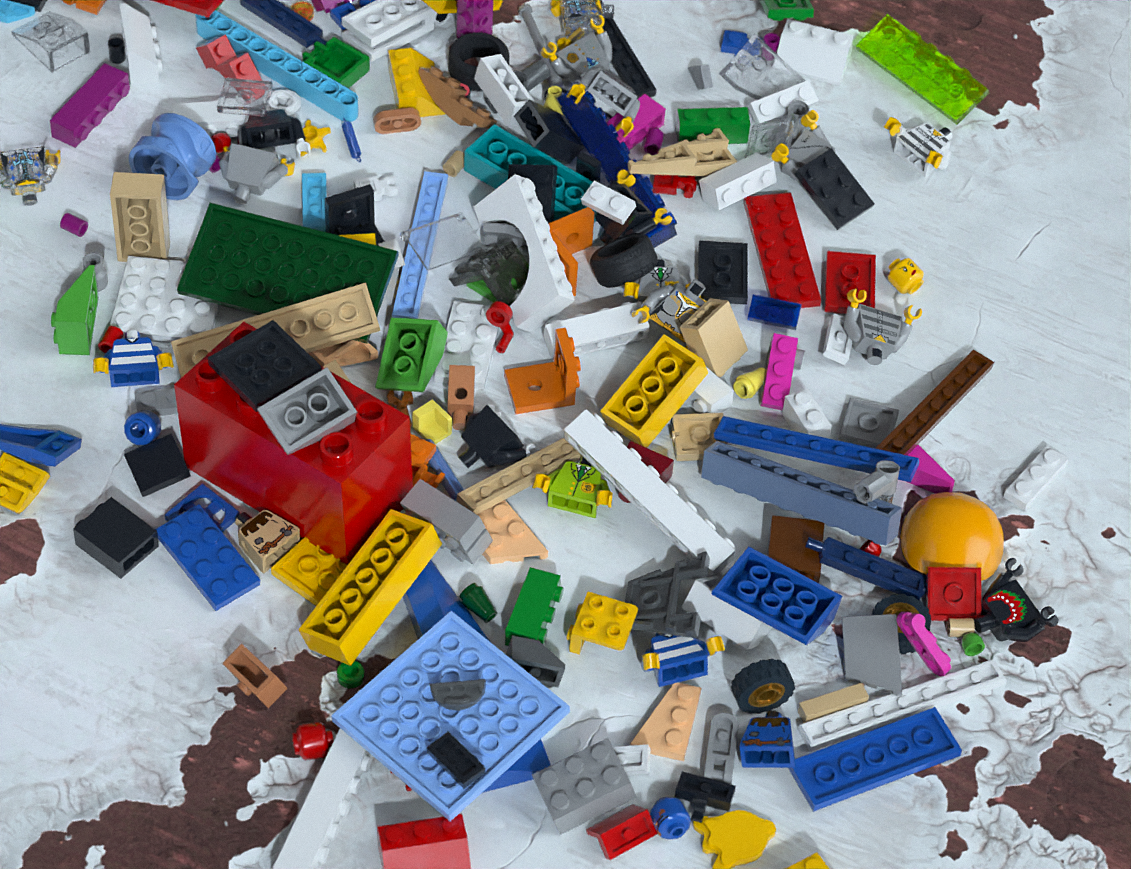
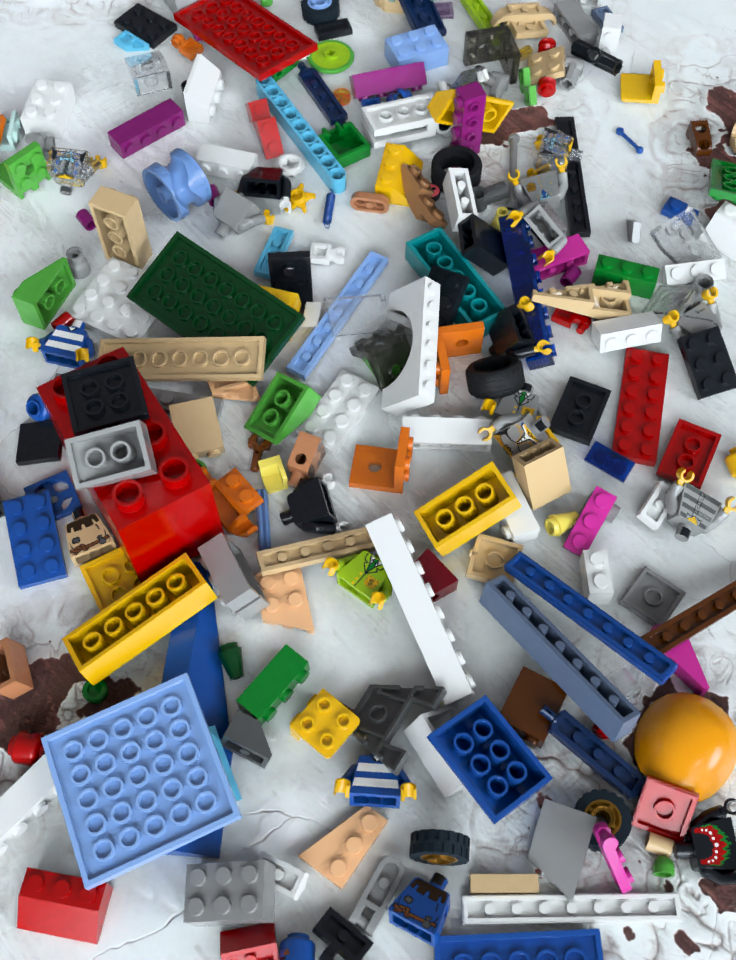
camera: 25 degrees right, 10 degrees up
(220, 141) = (228, 181): red hinge -> none
(244, 97) = (257, 151): clear tile -> none
(454, 164) = (398, 251): tan hinge -> none
(456, 760) = (113, 834): black plate -> none
(458, 694) = (148, 765): dark grey plate -> none
(499, 315) = (370, 395): red plate -> none
(588, 167) = (500, 287): black tile -> none
(608, 202) = (498, 322): white plate -> none
(772, 41) = (705, 216): magenta hinge -> none
(878, 483) = (628, 679): light grey piece -> none

